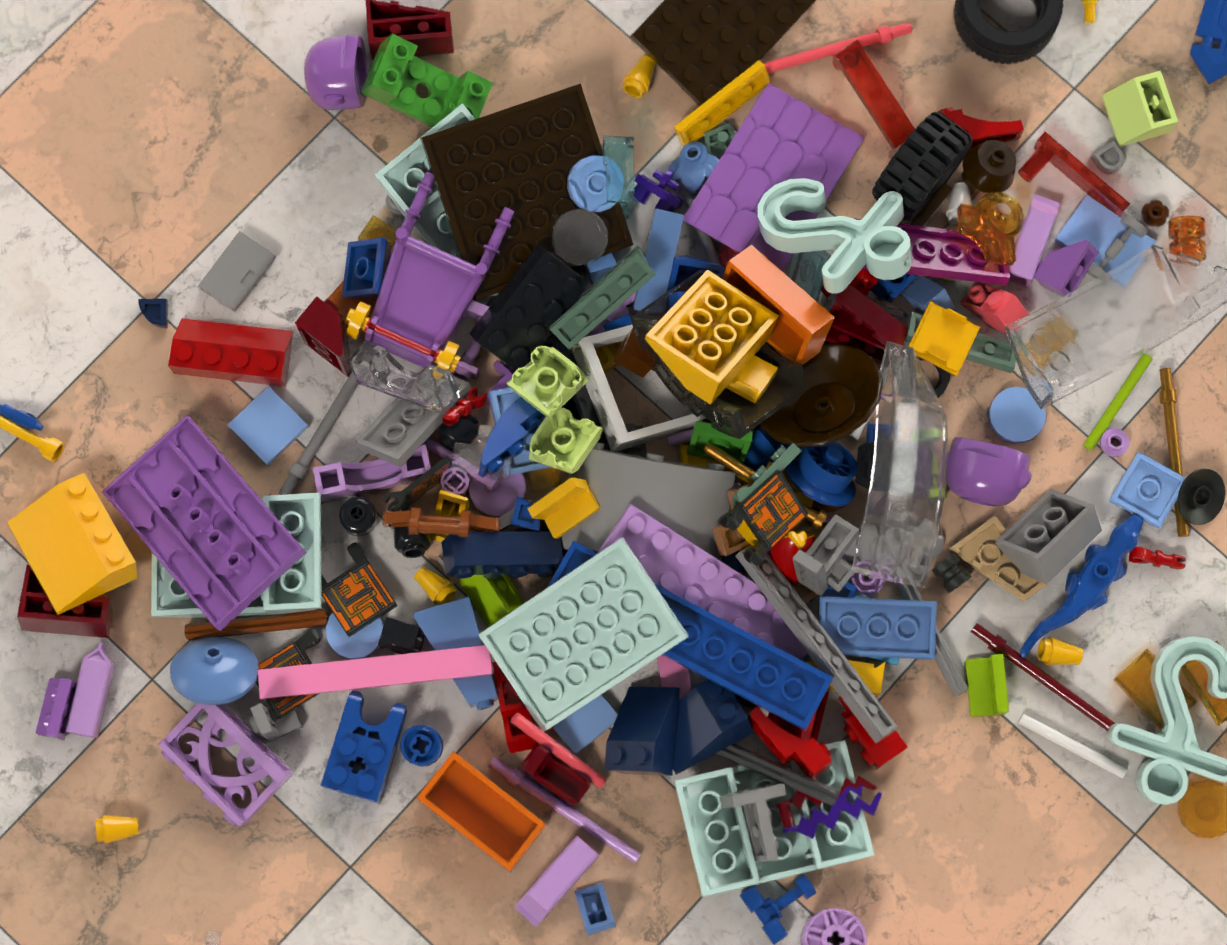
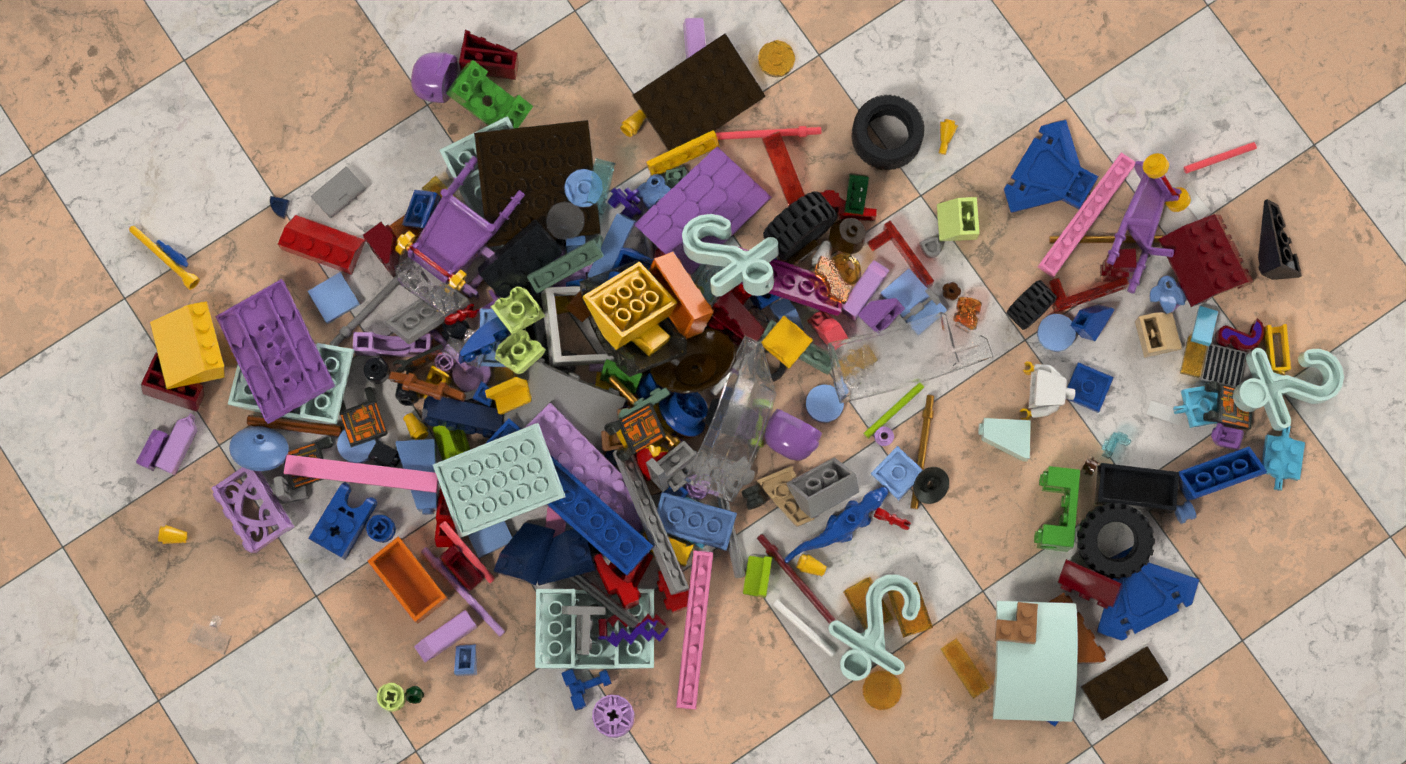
camera: 15 degrees right, 0 degrees up
(918, 785) = (694, 629): none -> bright pink tile
(990, 103) = (856, 194): none -> dark green bracket

